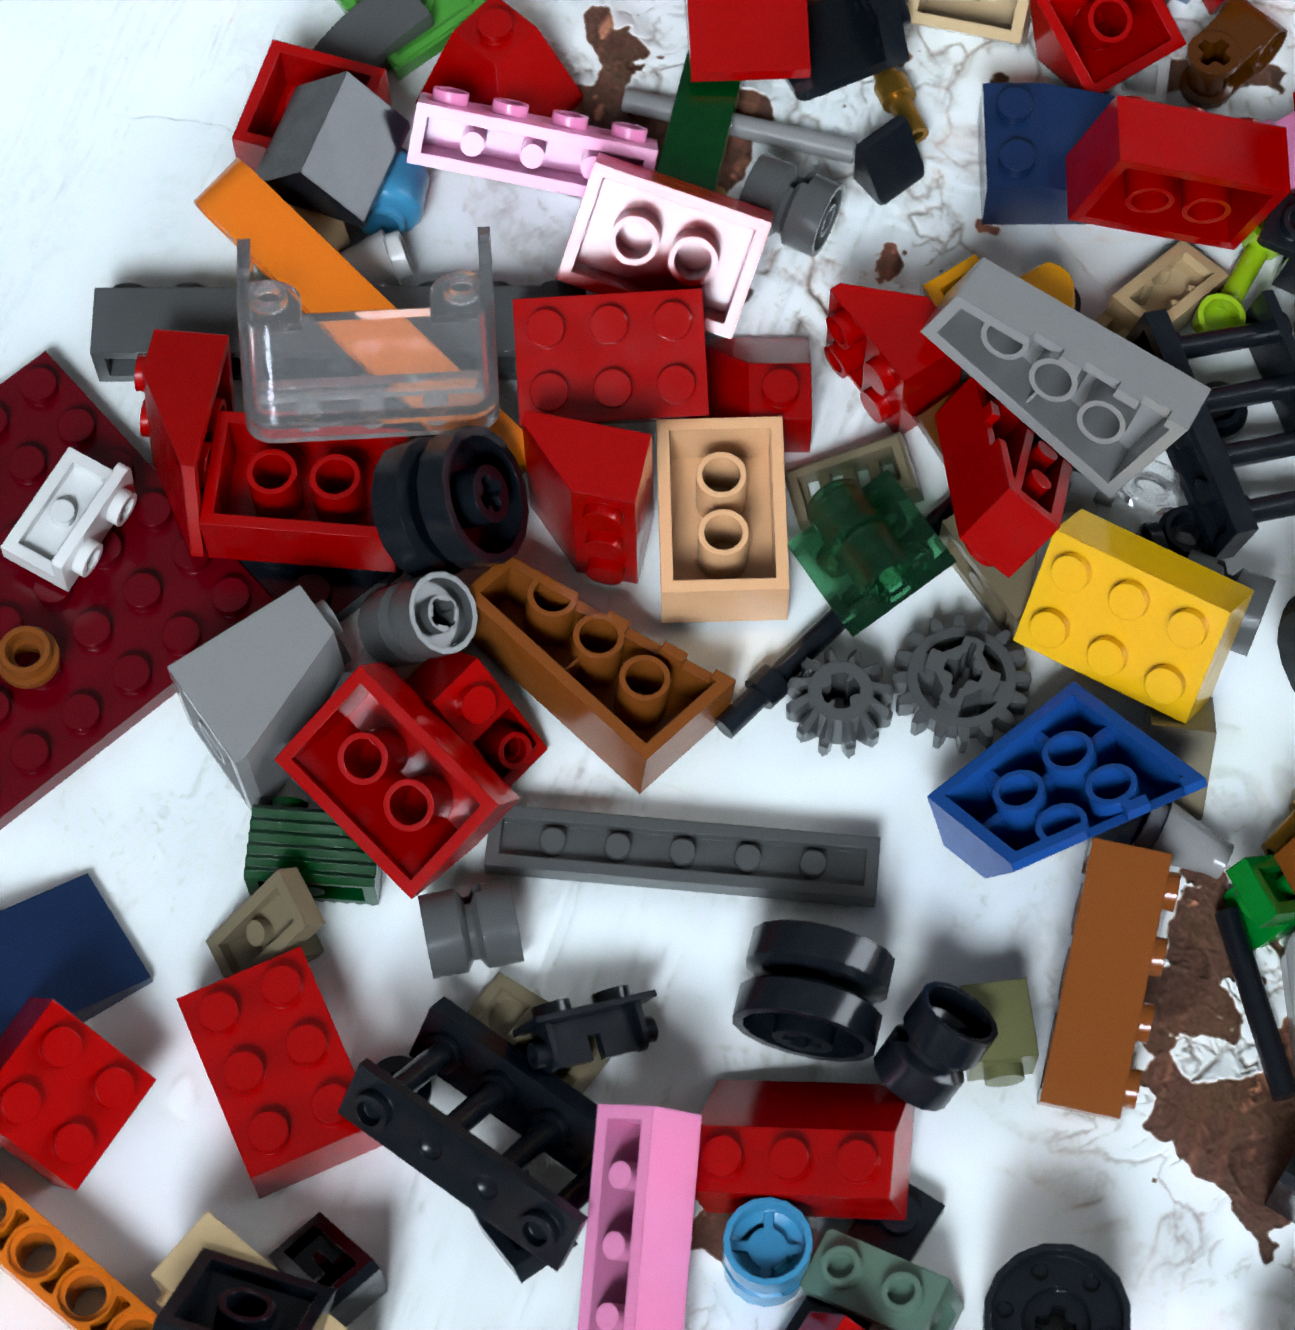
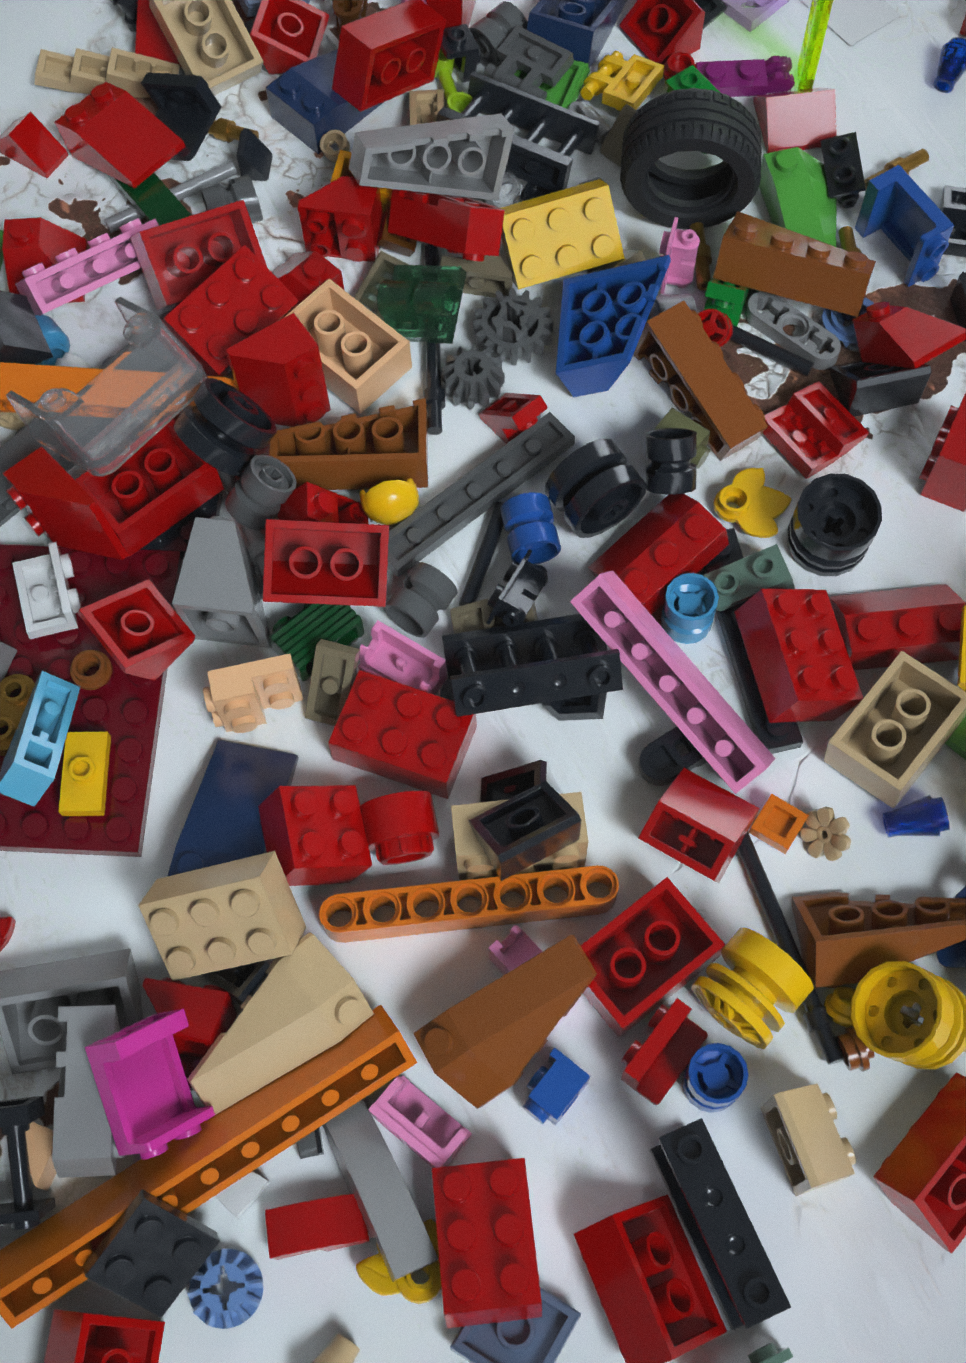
camera: 45 degrees left, 0 degrees up
(110, 660) = (138, 629): none -> red slope
(156, 853) = (244, 690): none -> light nougat plate
(156, 1179) = (400, 826): none -> red piece
(369, 988) = (402, 660): none -> bright pink hinge
(564, 773) = (390, 501): none -> yellow hair
(614, 943) = (483, 557): none -> black bar
(696, 959) = (530, 527): none -> blue wheel
(832, 796) = (512, 414): none -> red slope
(991, 234) = (329, 139): none -> tan hinge
(1014, 1205) = (756, 503): none -> yellow plate
(1192, 917) = (725, 328): none -> red wheel
(1195, 1177) = (813, 429): none -> red slope
(1256, 783) = (682, 249): none -> bright pink hinge

